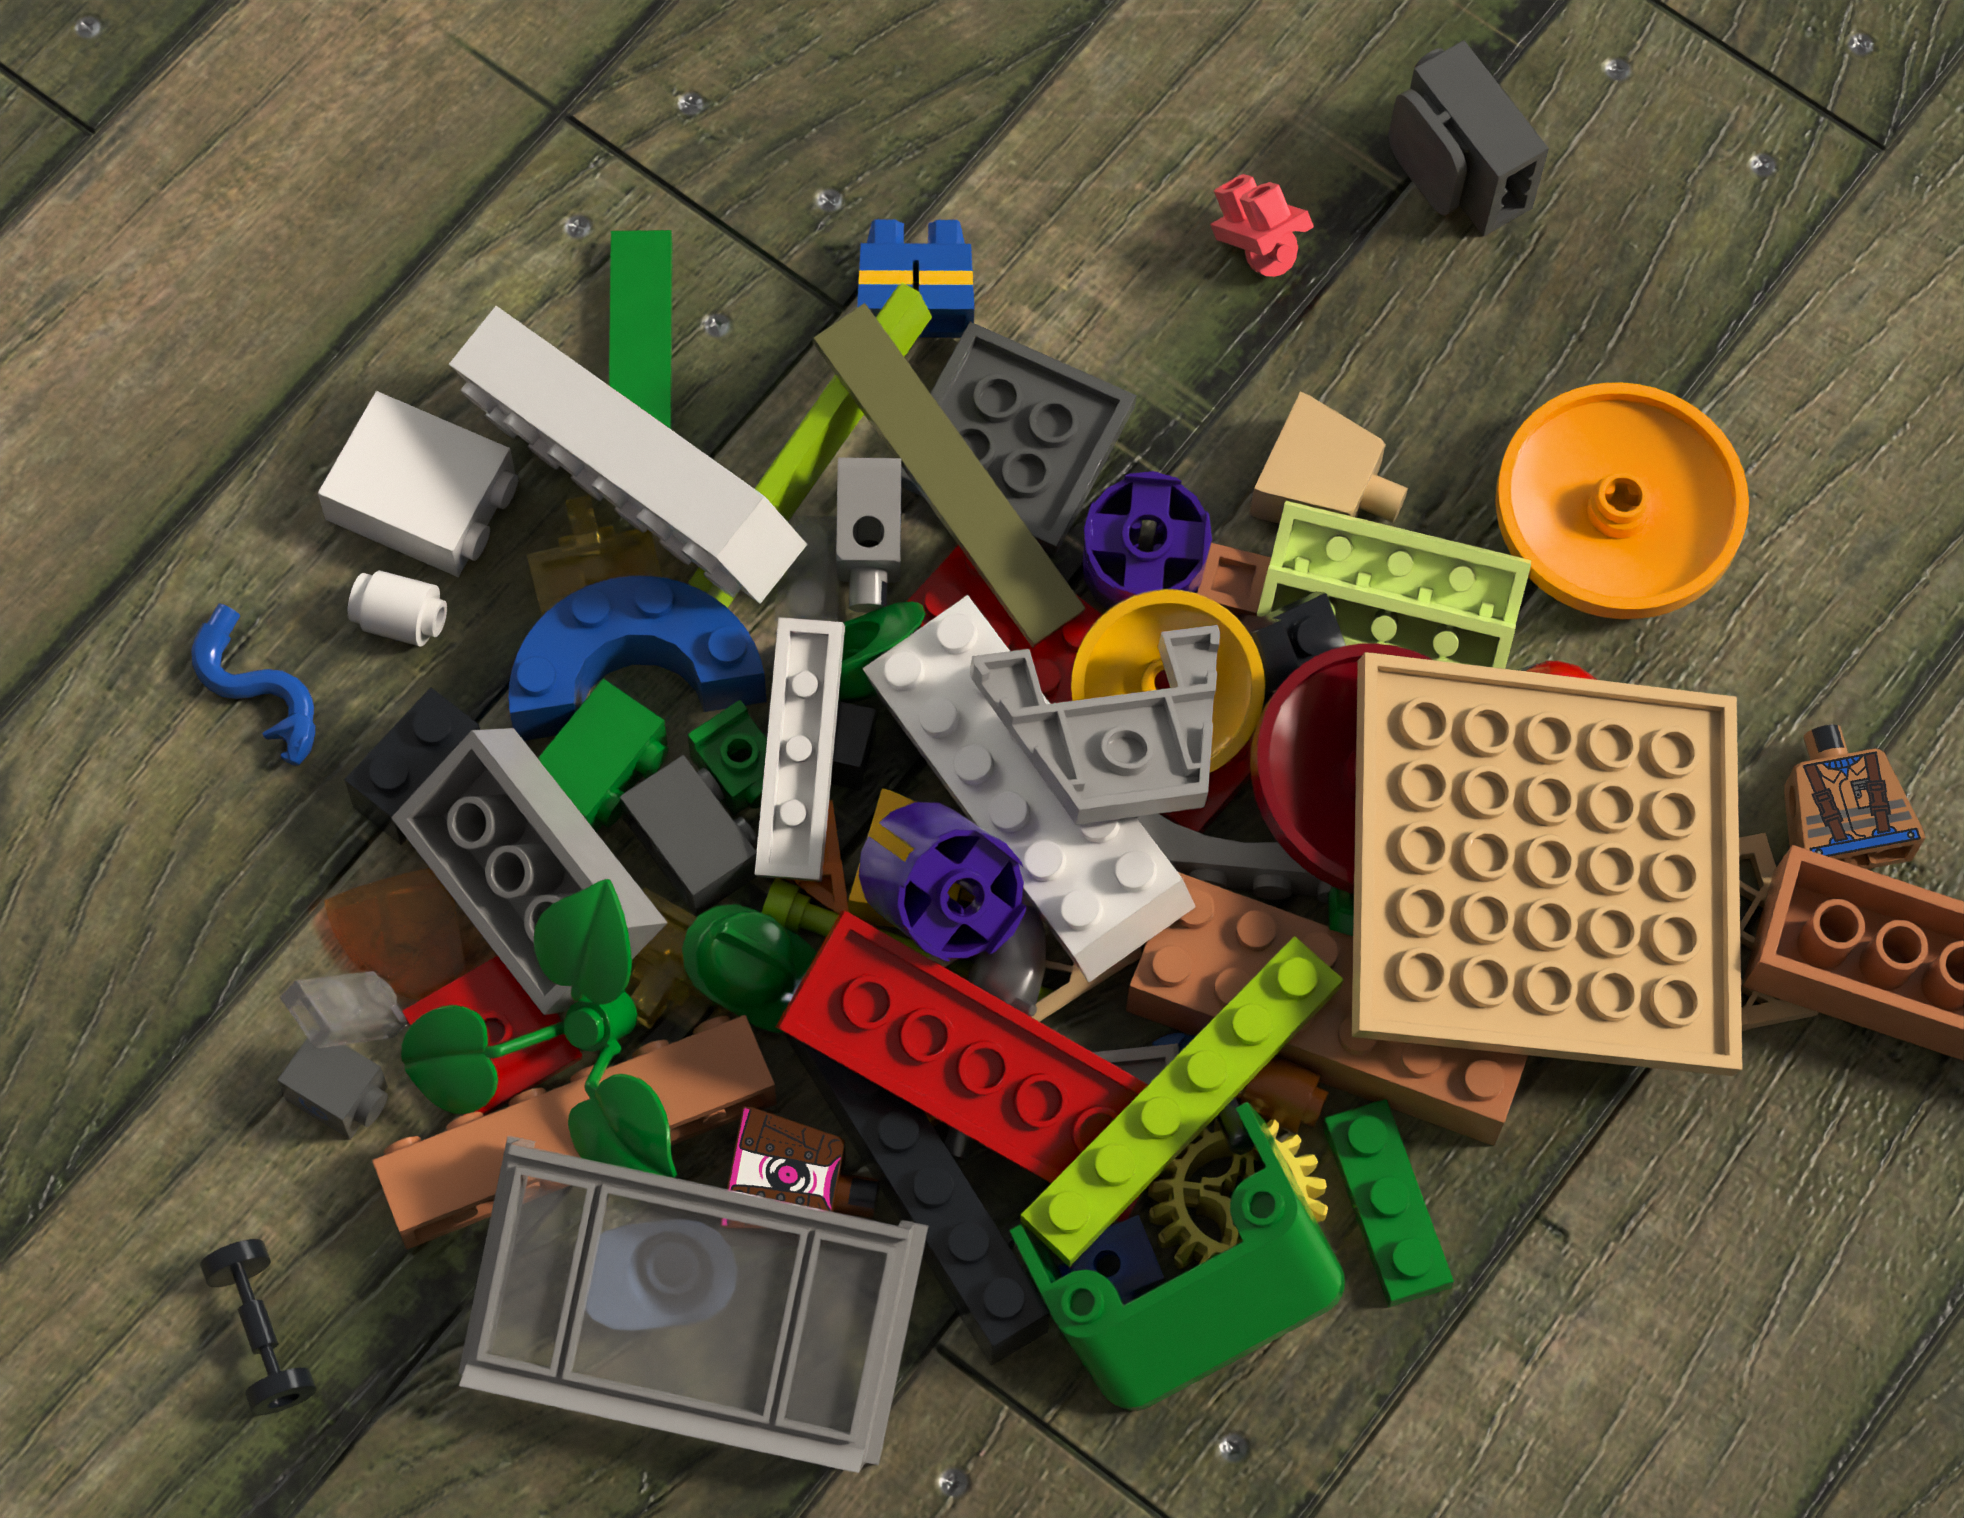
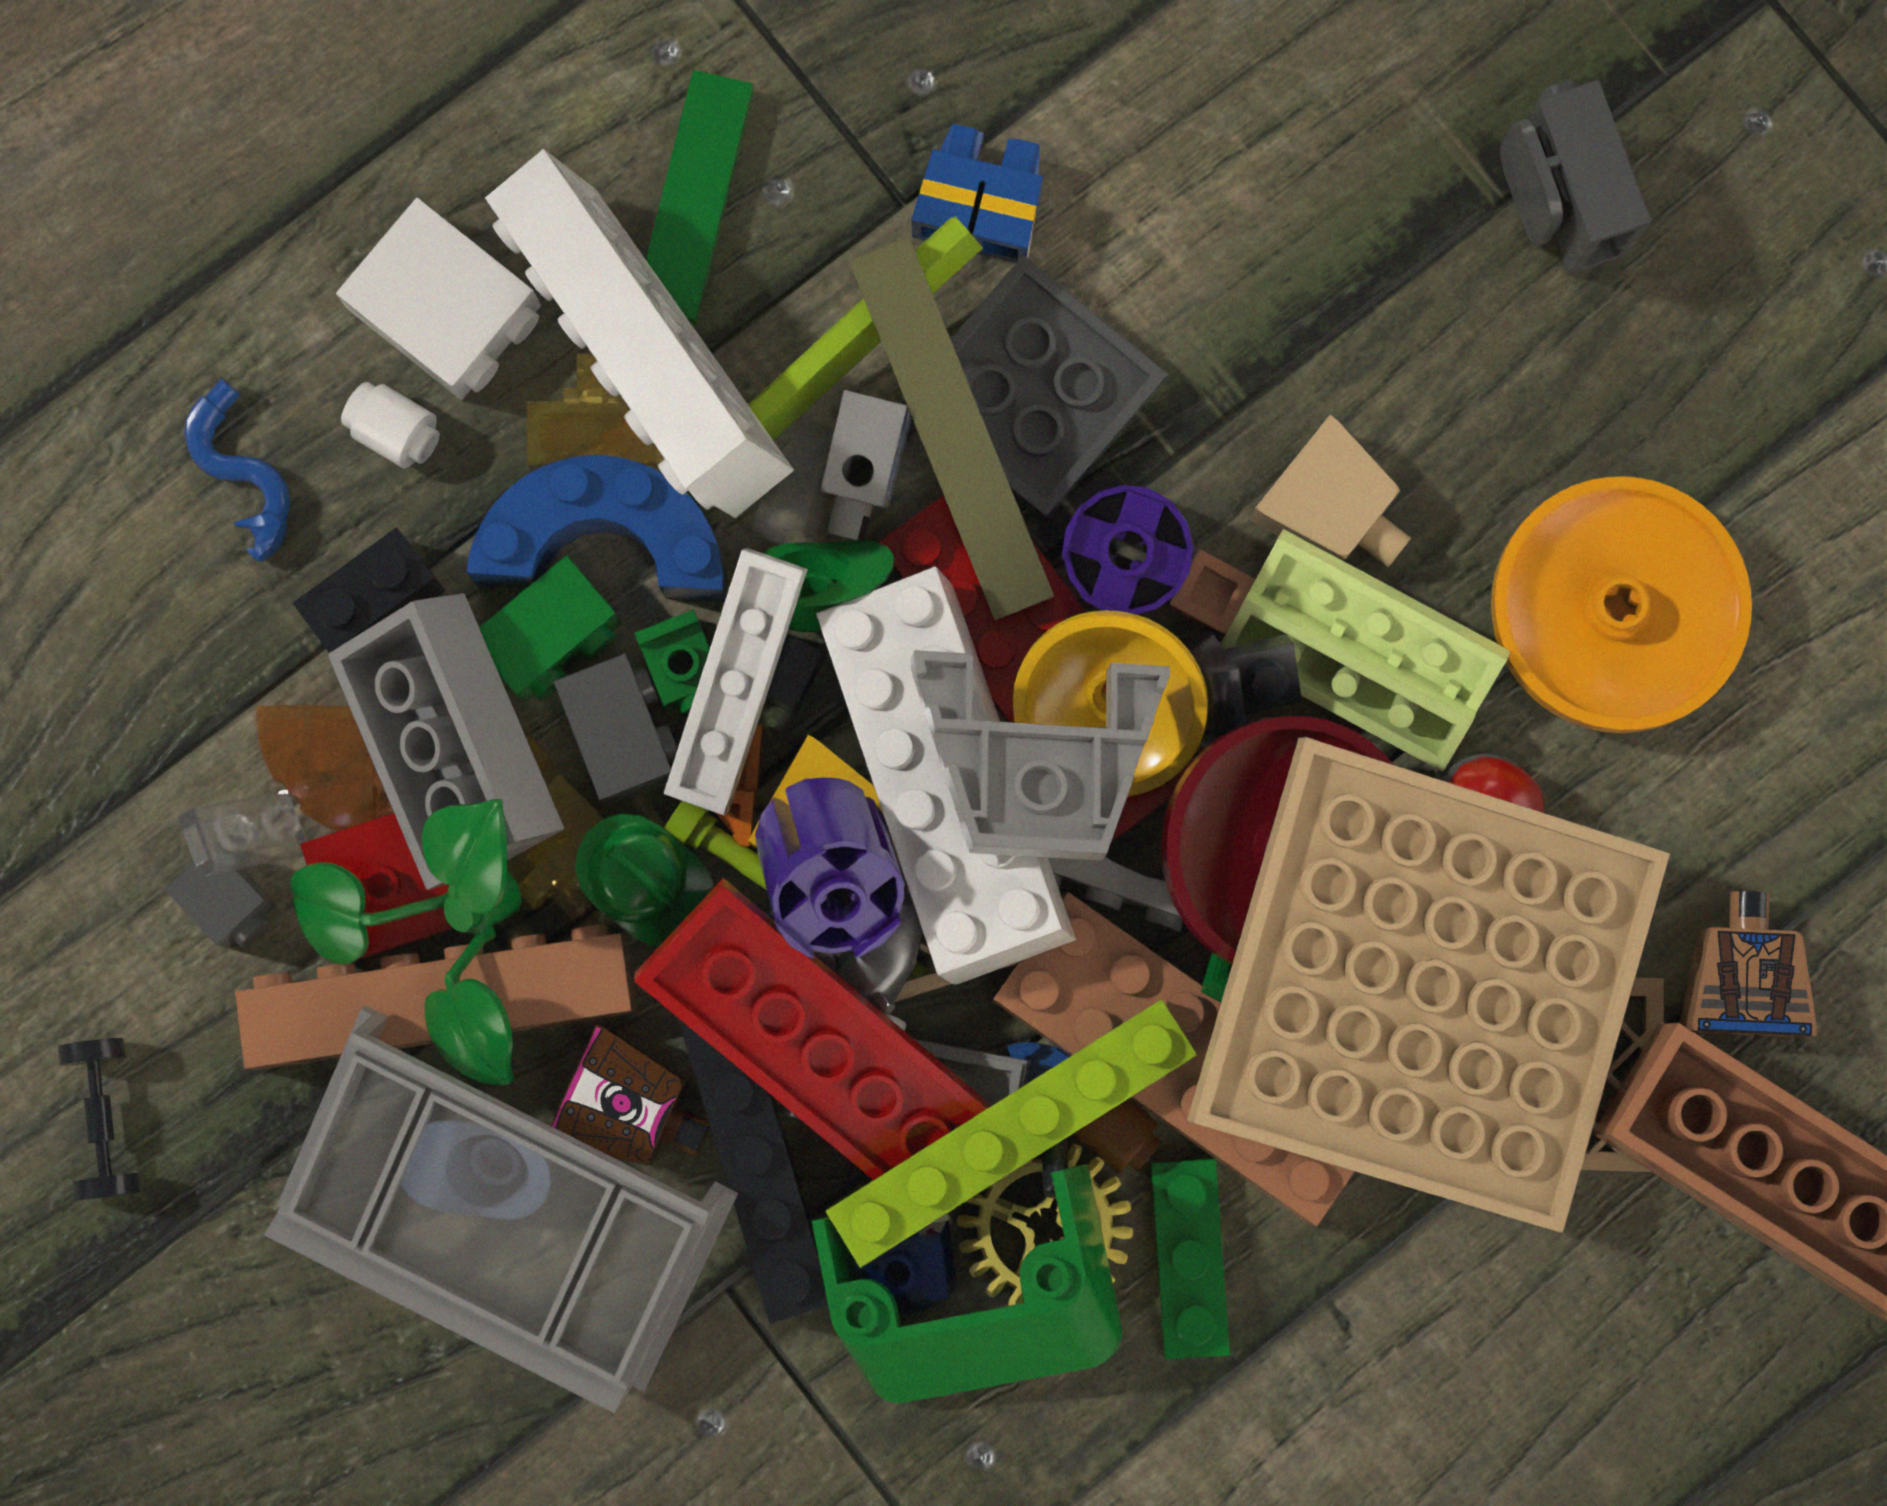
camera: 20 degrees right, 15 degrees up
(1260, 224) = (1340, 218): coral hips -> none

